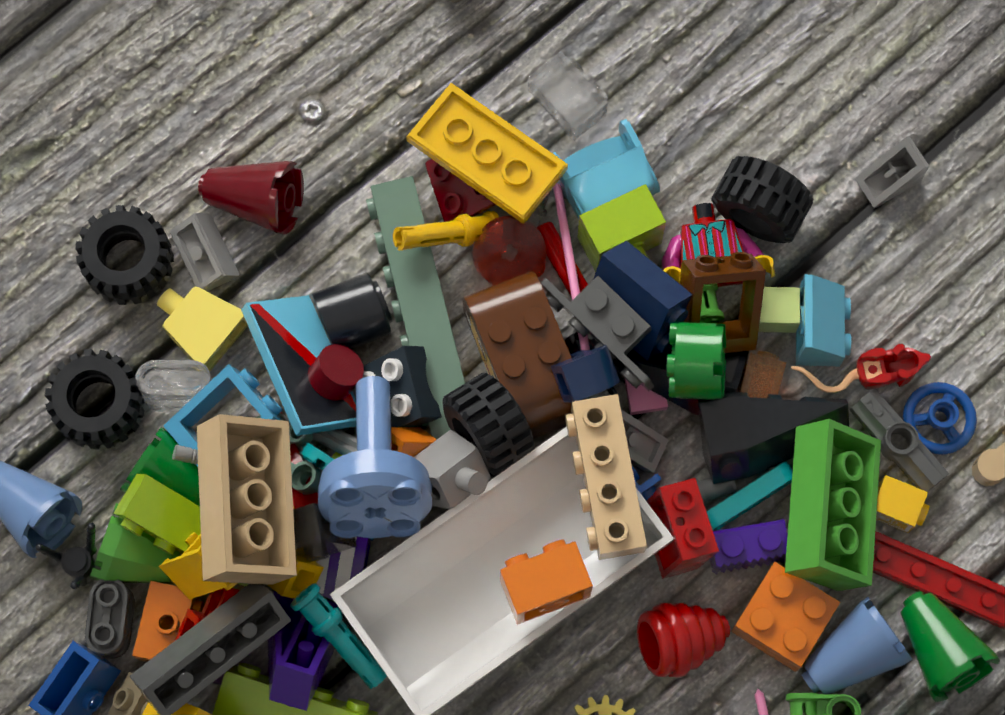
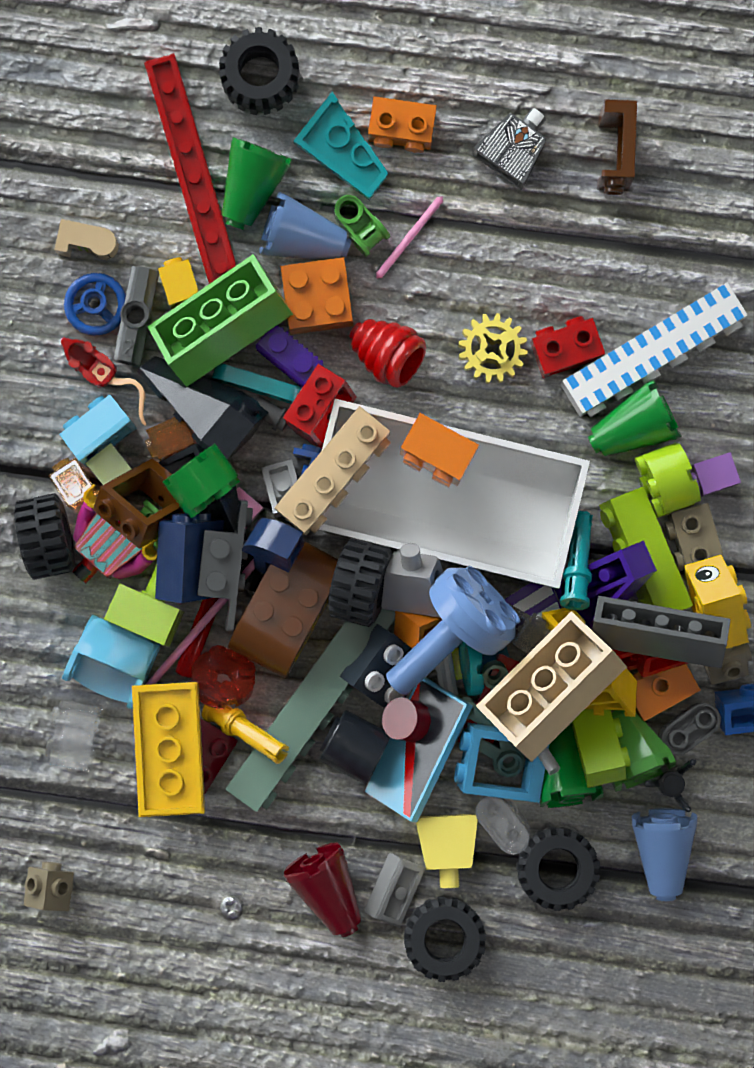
camera: 130 degrees left, 10 degrees up
(791, 265) = (71, 481): none -> clear orange brick

